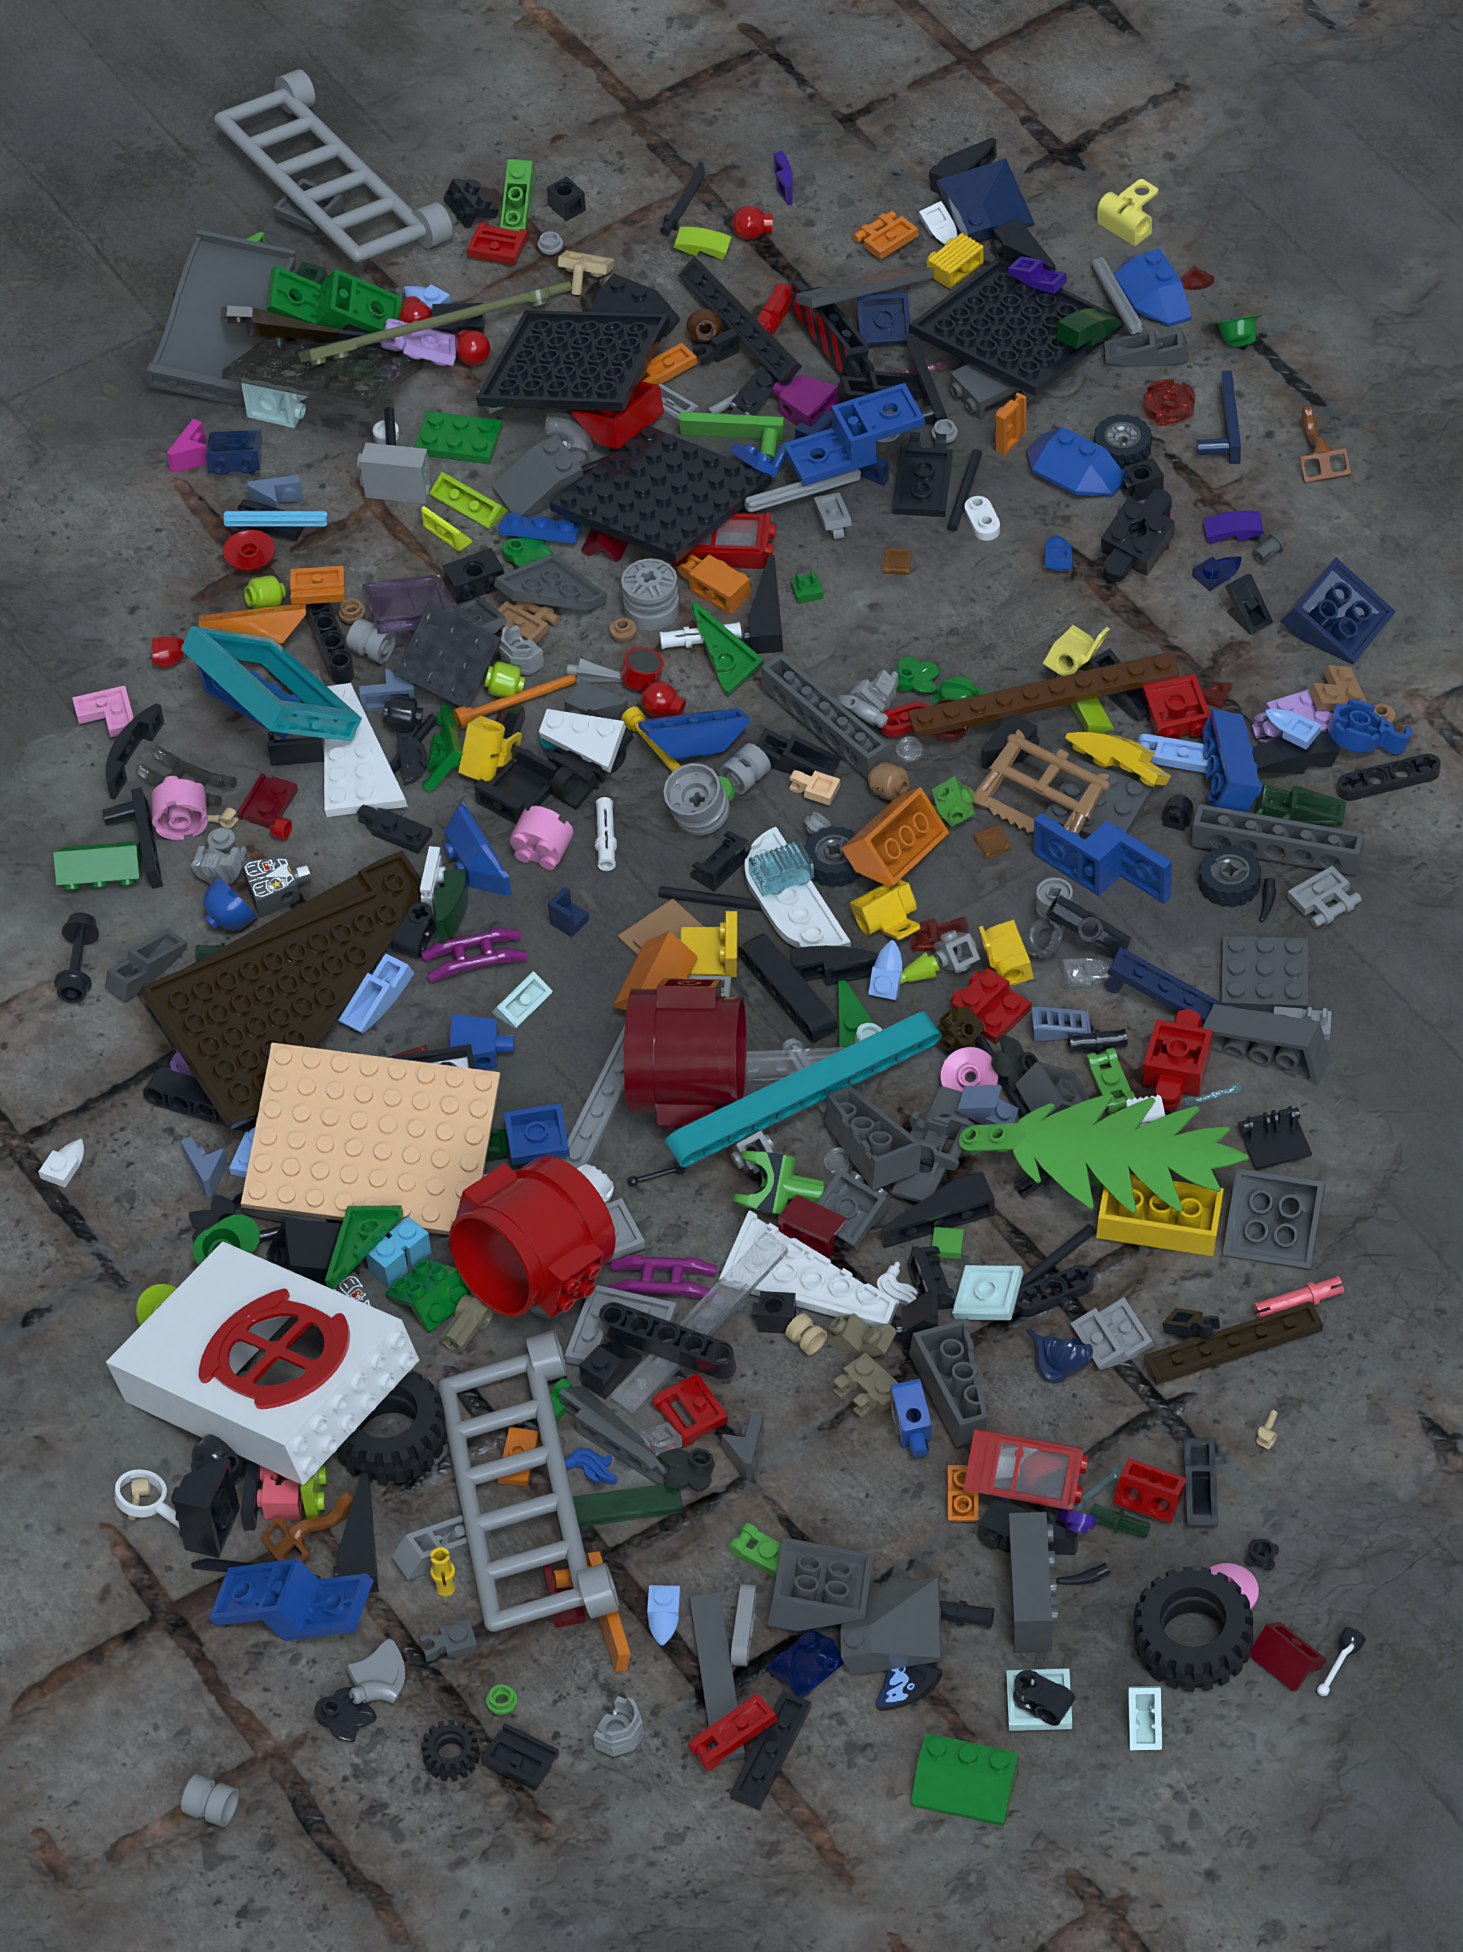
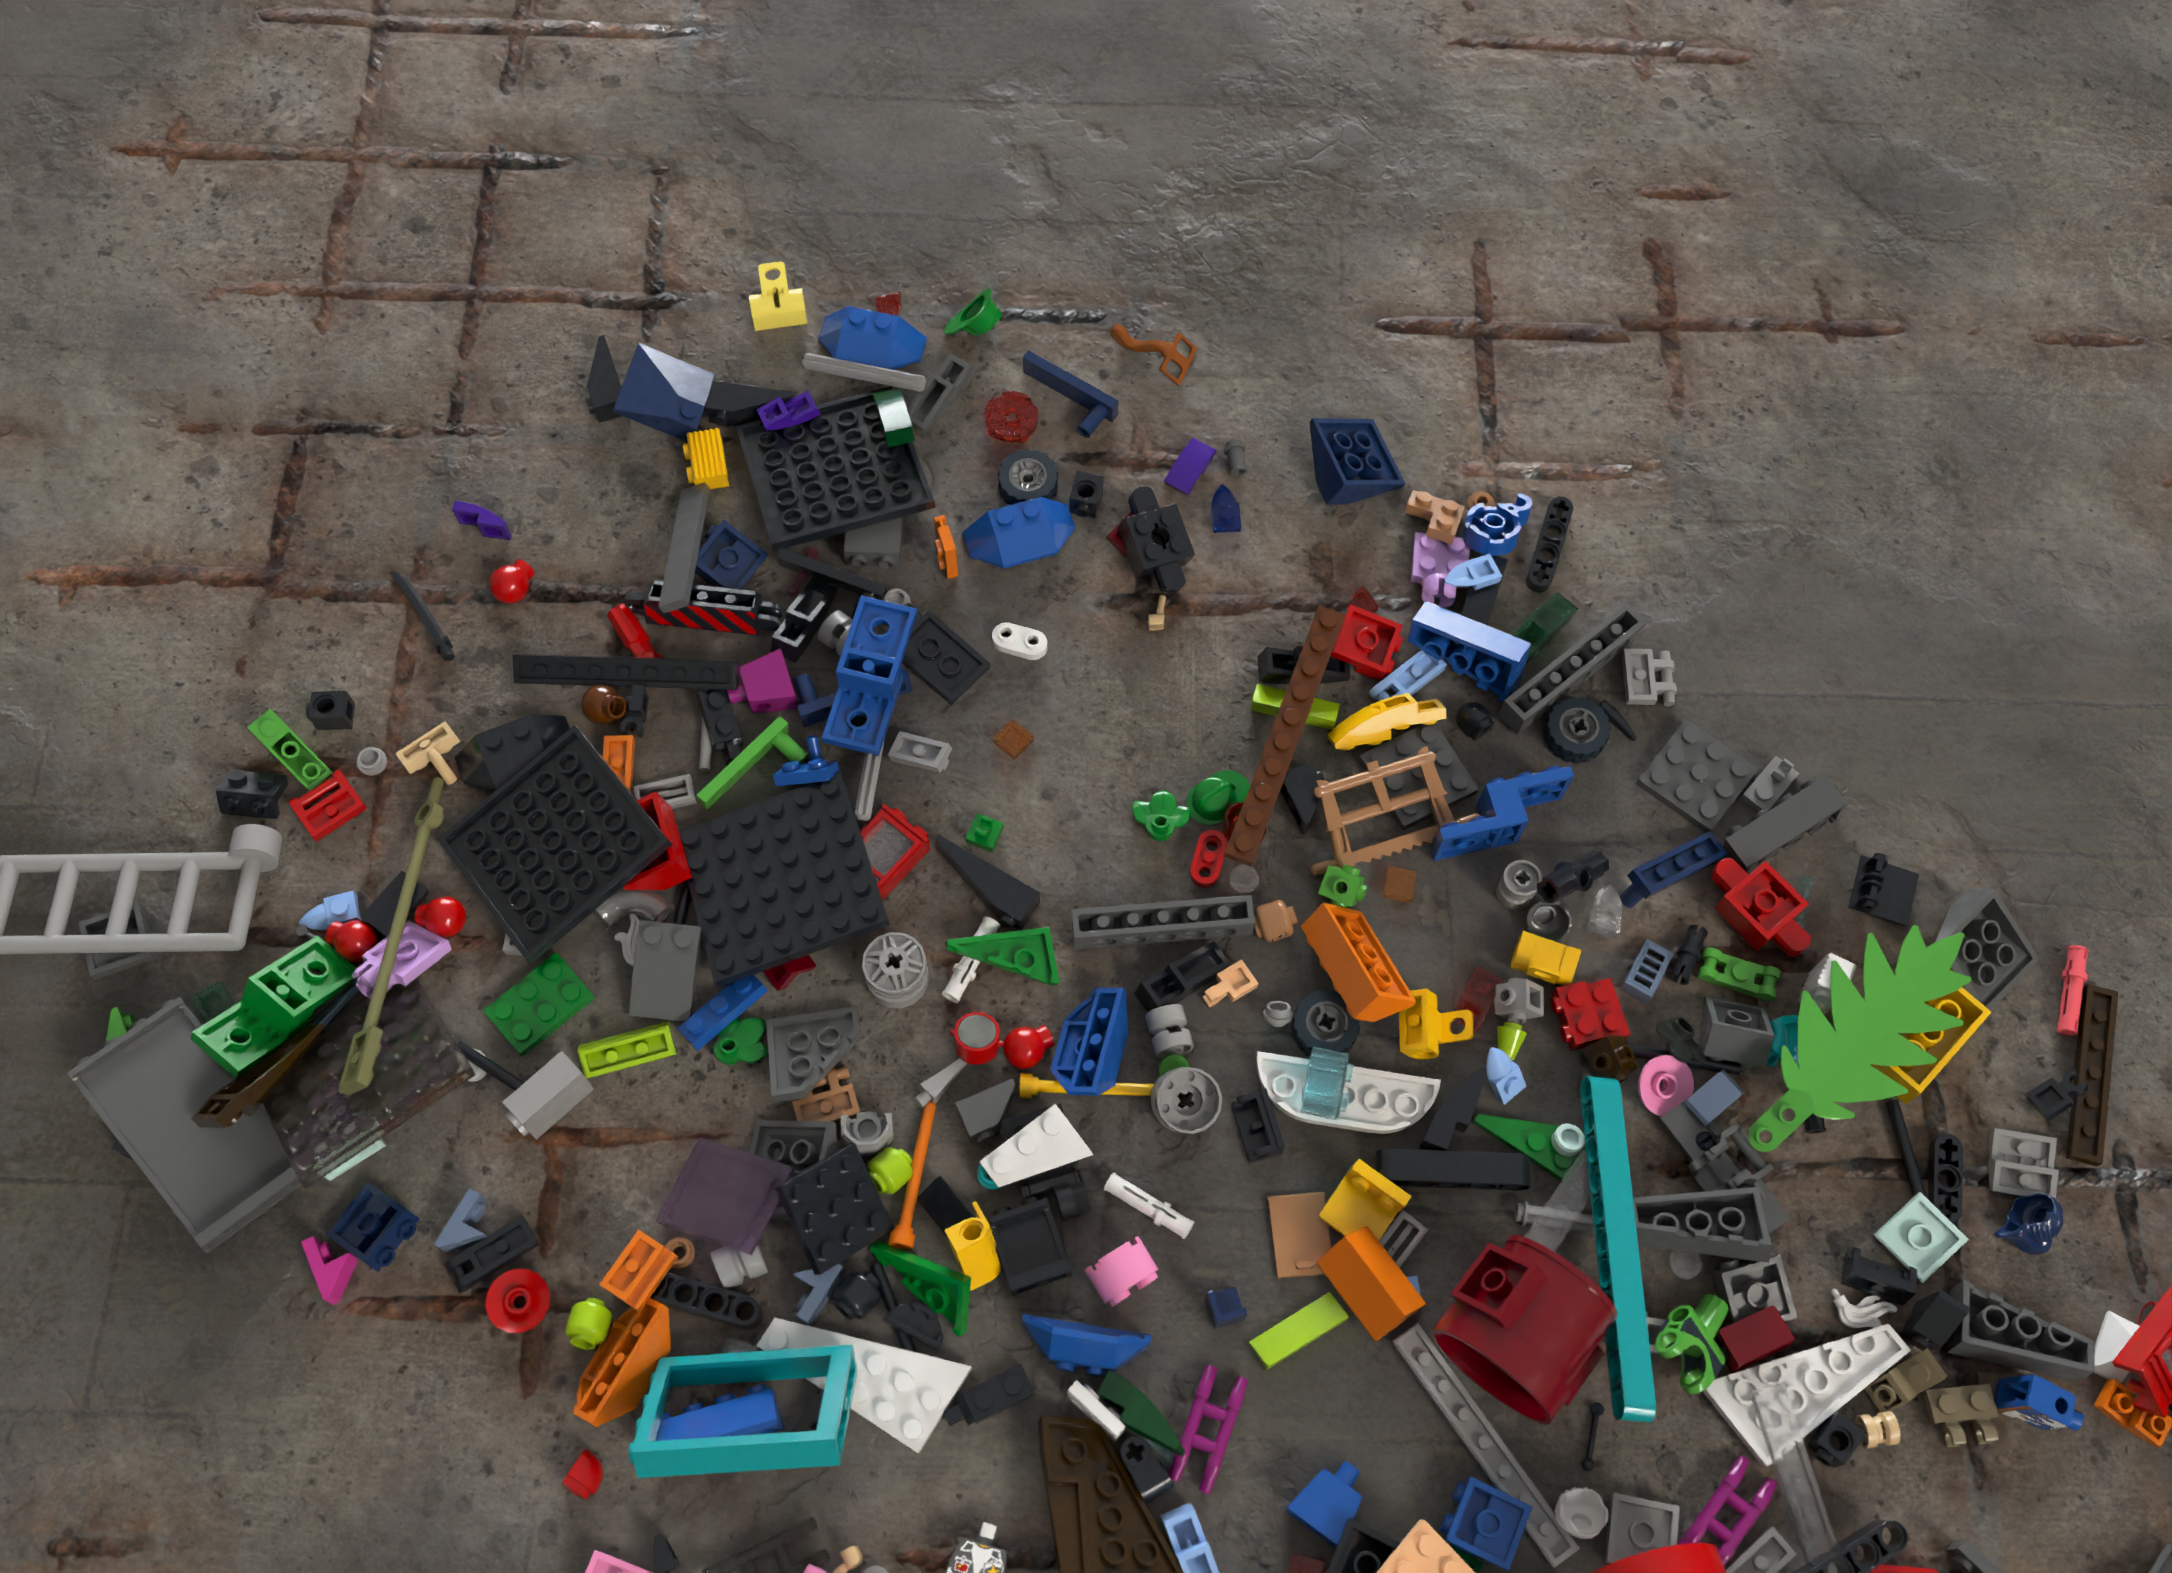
camera: 60 degrees left, 15 degrees up
(267, 800) = (857, 1501): dark red plate -> none
(275, 518) = (504, 1249): medium azure axle -> none
(281, 828) = (909, 1512): red hinge -> none
(444, 530) = (648, 1094): neon yellow slope -> none
(472, 575) = (732, 1091): black brick -> none
(522, 1000) = (1293, 1420): light aqua slope -> none
(586, 968) = (1298, 1330): none -> lime slope
(623, 630) = (911, 1028): medium nougat plate -> none
(700, 239) = (490, 636): lime slope -> none
(709, 898) = (1290, 1164): black bar -> none
(716, 582) = (923, 902): orange brick -> none
(863, 710) = (1179, 891): light grey arm -> none
(879, 692) = (1163, 863): light grey hair -> none
(886, 234) = (632, 490): orange plate -> none
(938, 222) = (652, 442): white plate -> none
(949, 1207) = (1804, 1199): black slope -> none
(949, 1242) = (1836, 1231): bright green tile -> none
(964, 490) = (975, 632): black bar -> none
(1057, 554) = (1113, 612): blue plate -> none
(1073, 650) = (1248, 678): light yellow piece -> none
(1079, 584) = (1156, 621): none -> tan hand
(1248, 604) = (1291, 516): black slope -> none

